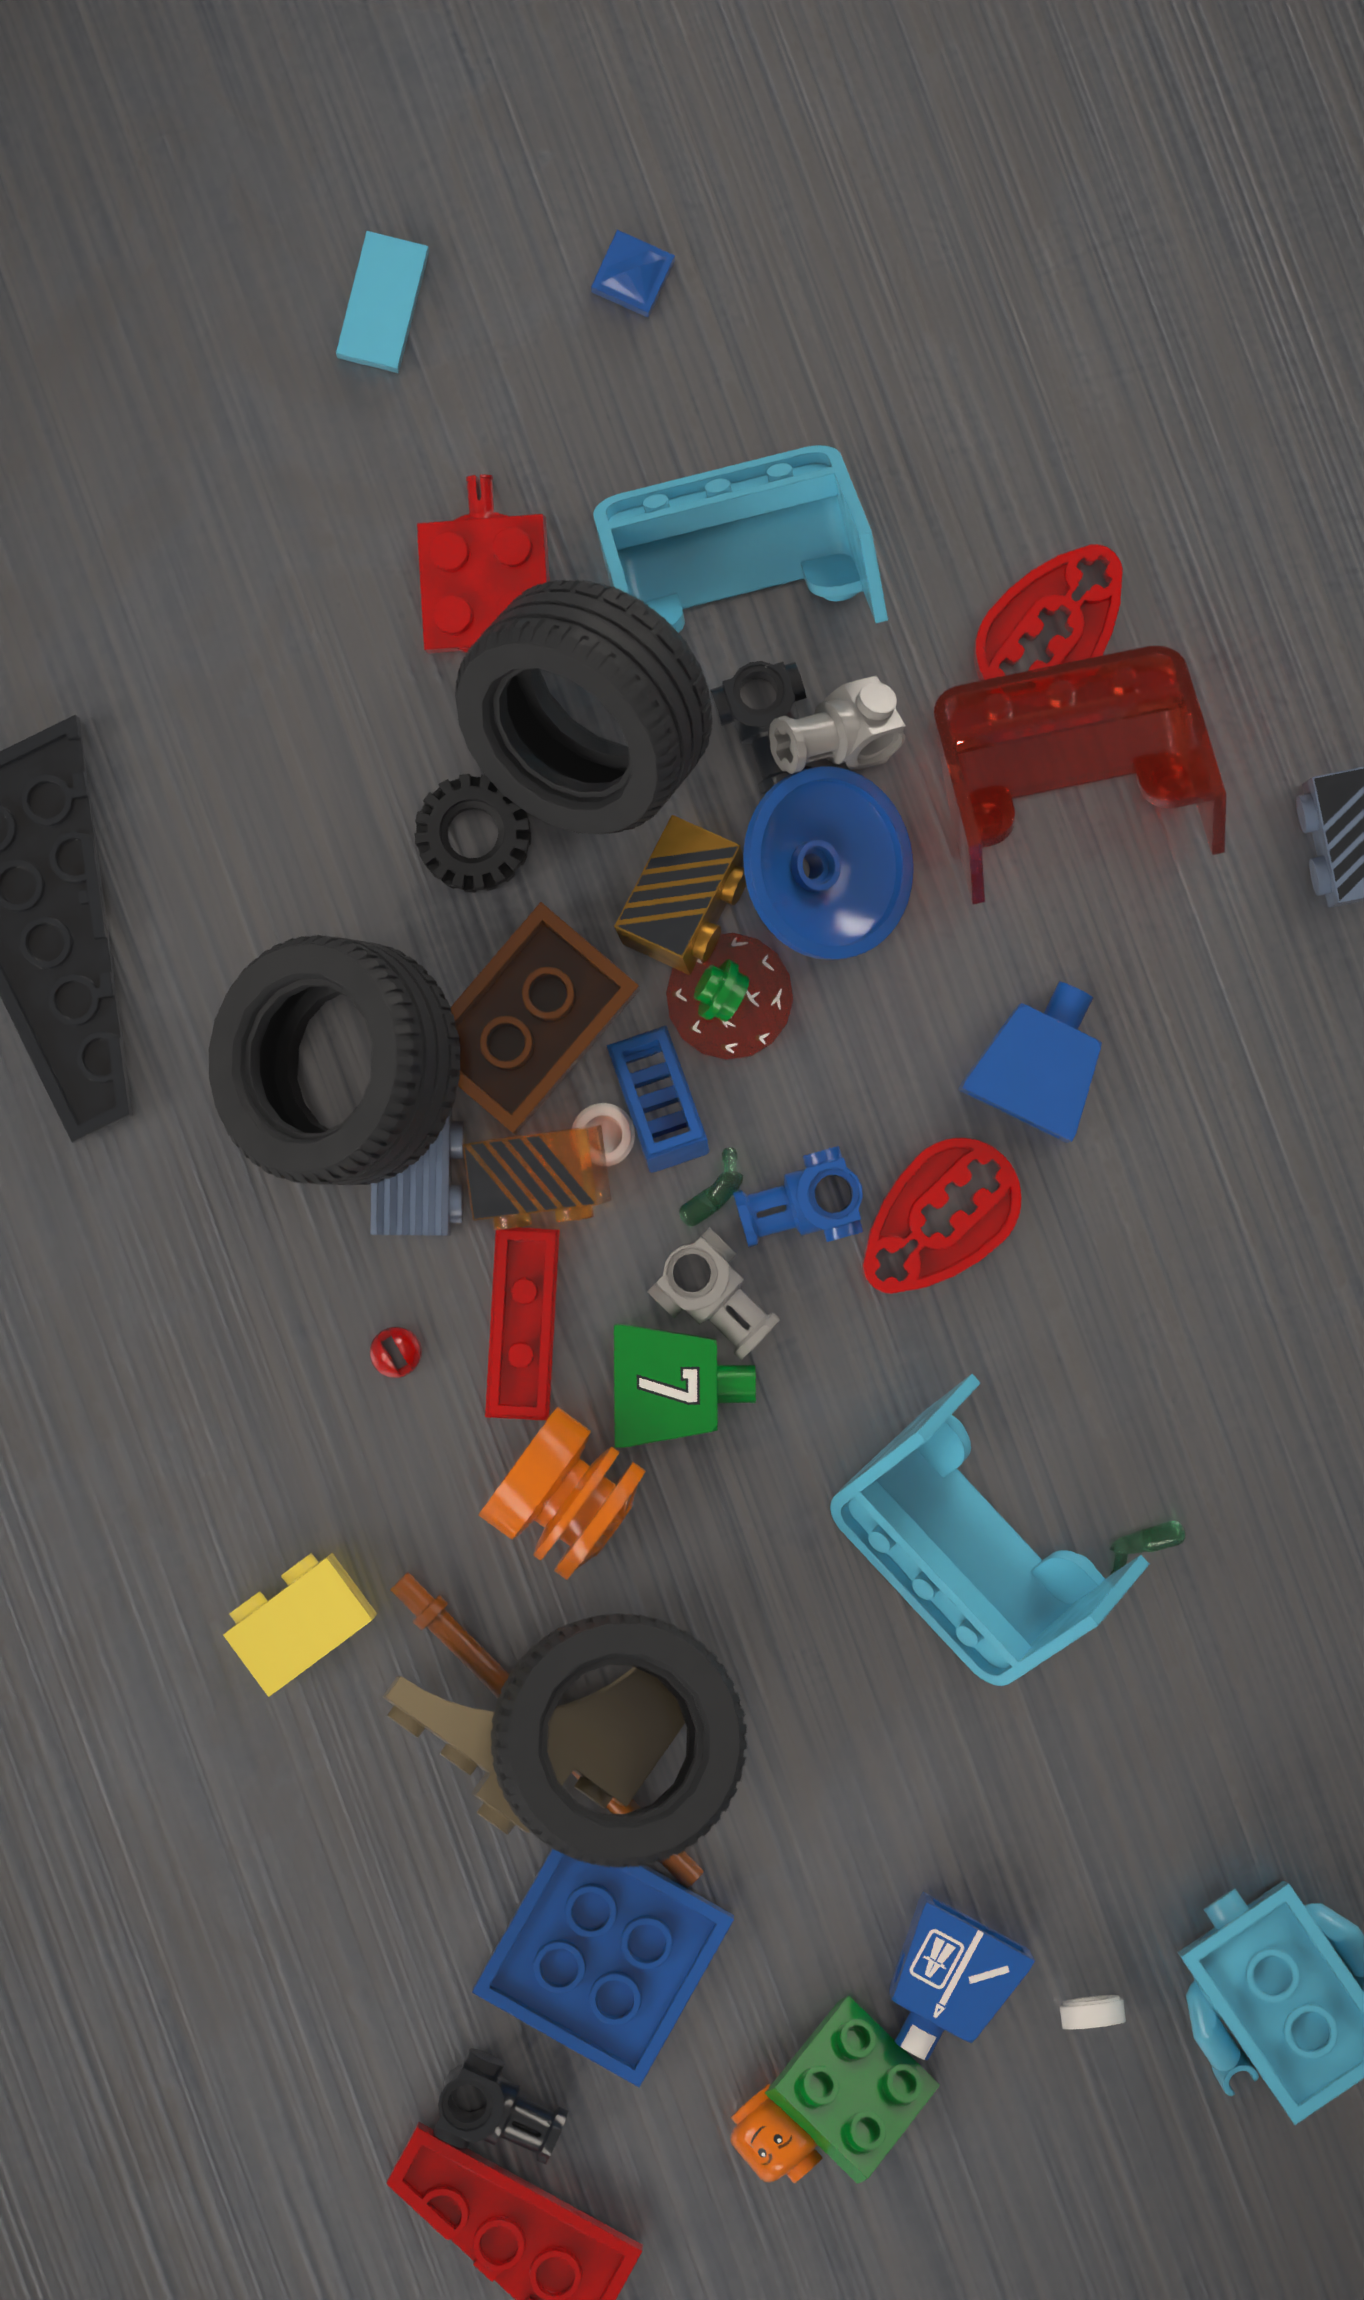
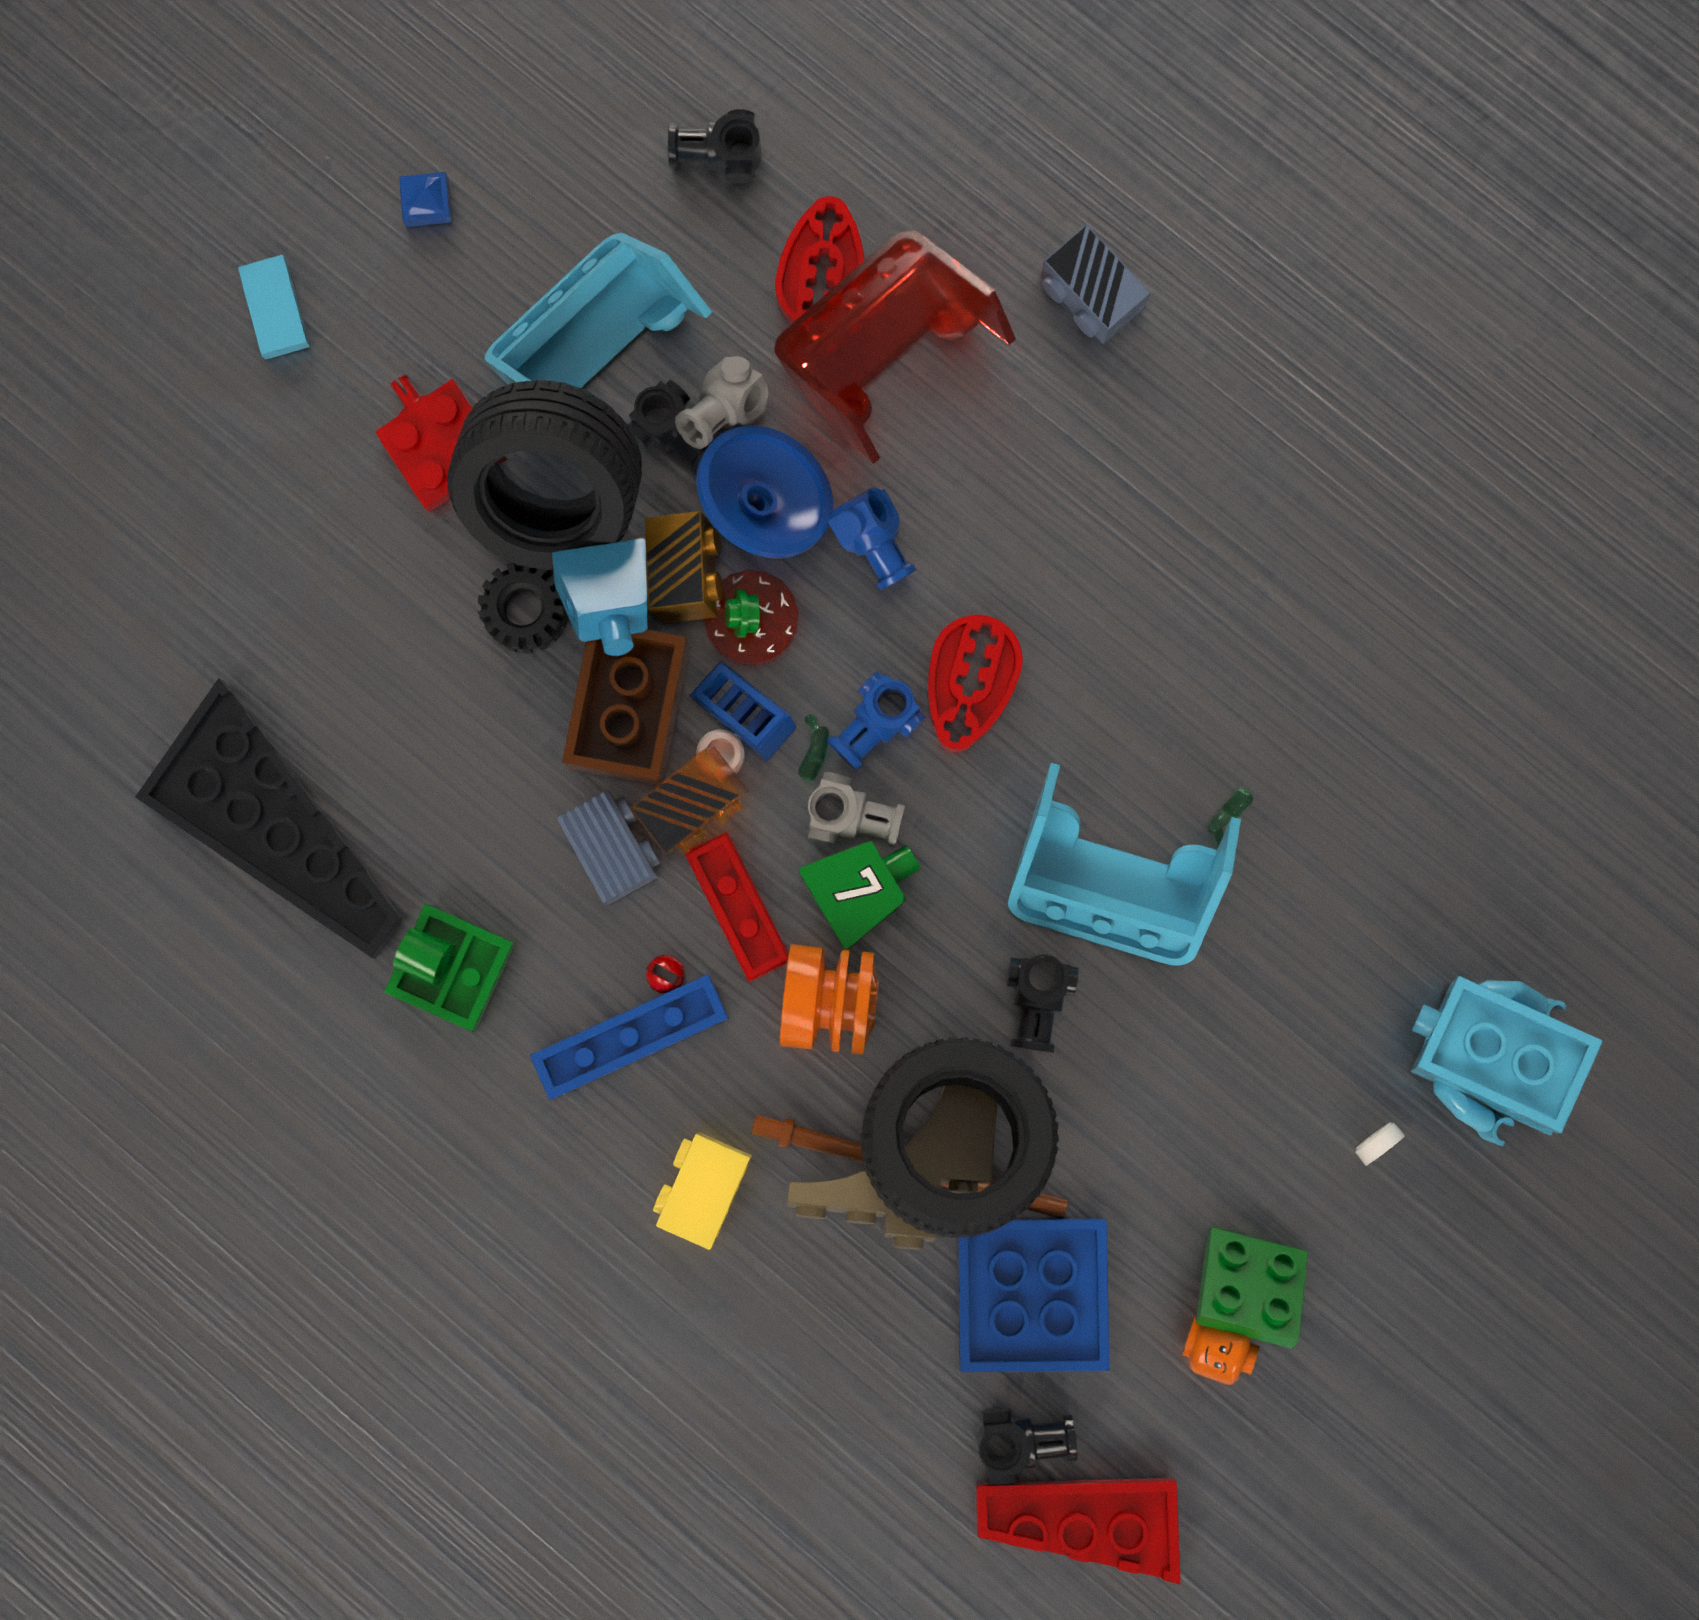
camera: 25 degrees left, 5 degrees down
(153, 1203) = (448, 967): none -> green plate
(258, 1058) = (456, 811): black tyre -> none
(314, 1401) = (629, 1037): none -> blue plate
(575, 882) = (604, 592): none -> dark azure torso
(800, 1631) = (1039, 1002): none -> black connector
(925, 973) = (869, 528): none -> blue connector
(952, 1976) = (1273, 1173): blue torso -> none
(1006, 406) = (713, 145): none -> black connector
(1040, 1065) = (978, 545): blue torso -> none

